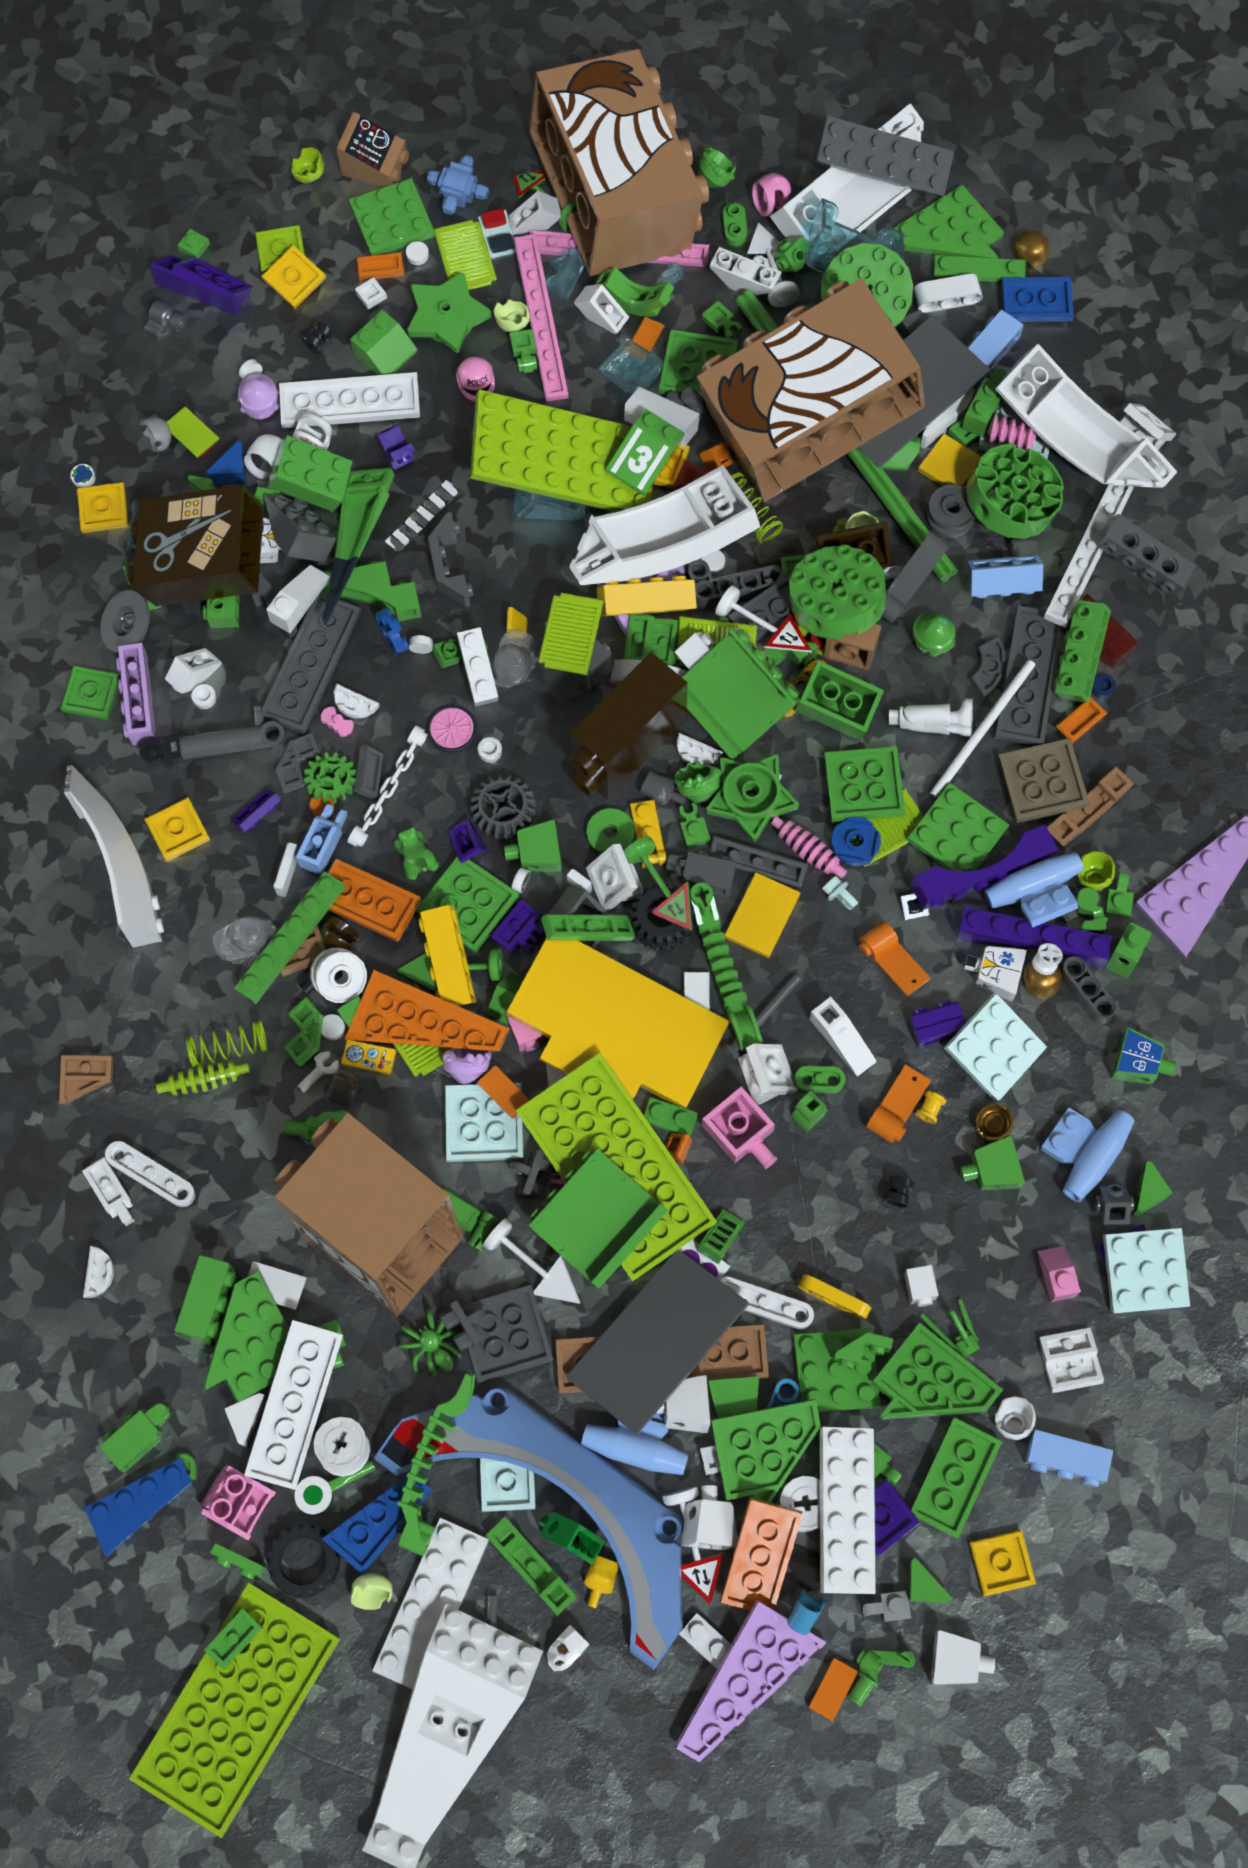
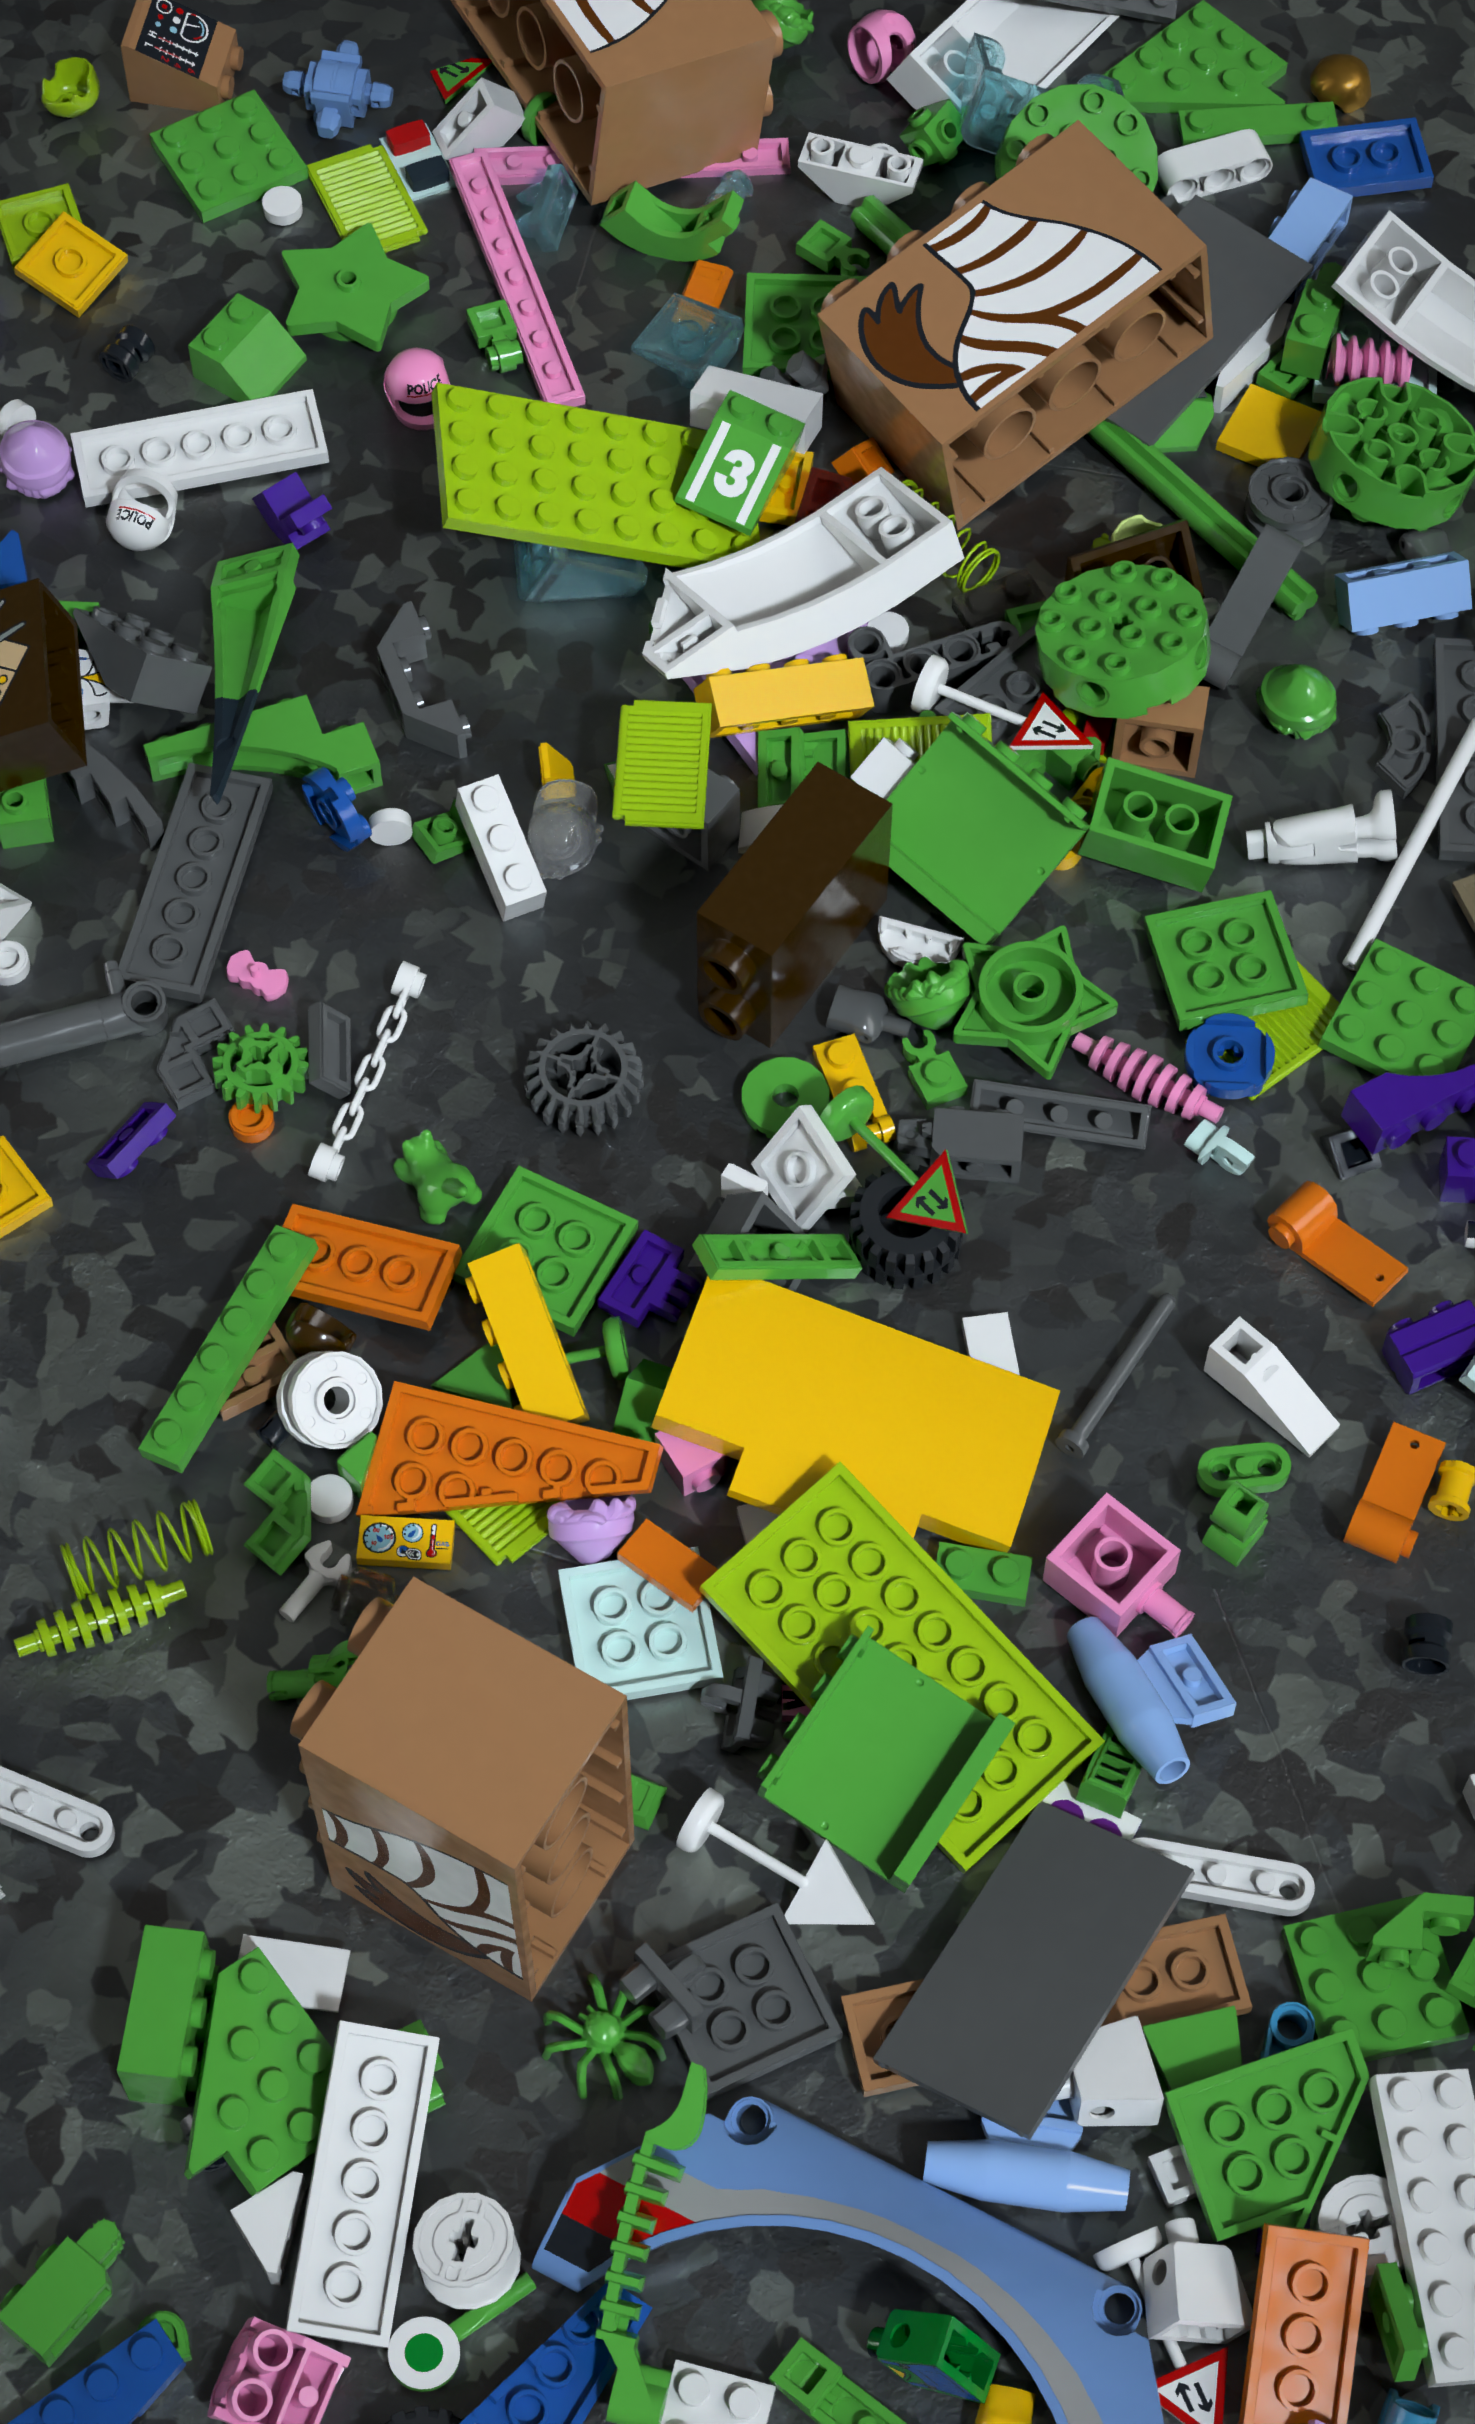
camera: 10 degrees left, 10 degrees down
(243, 939) = (142, 1363): clear hair -> none
(267, 448) = (71, 542): white helmet -> none
(286, 870) = (204, 1234): white tile -> none
(296, 598) = (155, 772): white slope -> none
(310, 473) = (149, 567): bright green brick -> none
(321, 841) = (260, 1177): light blue hinge -> none
(354, 704) = (283, 940): white plate -> none
(370, 293) = (211, 275): white plate -> none
(380, 266) = (220, 233): orange tile -> none
(422, 516) = (357, 621): sticker -> none
(452, 728) = (468, 962): bright pink wheel -> none
(467, 841) = (527, 1143): dark purple slope -> none
(486, 1225) = (674, 1809): bright green pin -> none
(489, 749) = (542, 988): white tile -> none
(506, 1486) = (793, 2278): light aqua plate -> none
(511, 316) = (465, 282): yellowish green hair -> none
(521, 880) = (637, 1197): white tile -> none
(537, 848) = (658, 1140): bright green torso -> none
(601, 308) = (619, 253): white slope -> none
(678, 1146) = (1009, 1615): orange slope -> none
(726, 978) = (1053, 1341): bright green piece -> none
(734, 222) = (826, 102): bright green plate -> none
(744, 1199) = (1150, 1694): none -> light blue plate
(762, 915) = (1084, 1204): yellow tile -> none
(767, 1072) = (1144, 1466): white bracket -> none
(784, 292) = (933, 191): white piece -> none
(810, 1547) = (1393, 2313): none -> bright green plate
(834, 1297) = (1345, 1847): yellow beam -> none

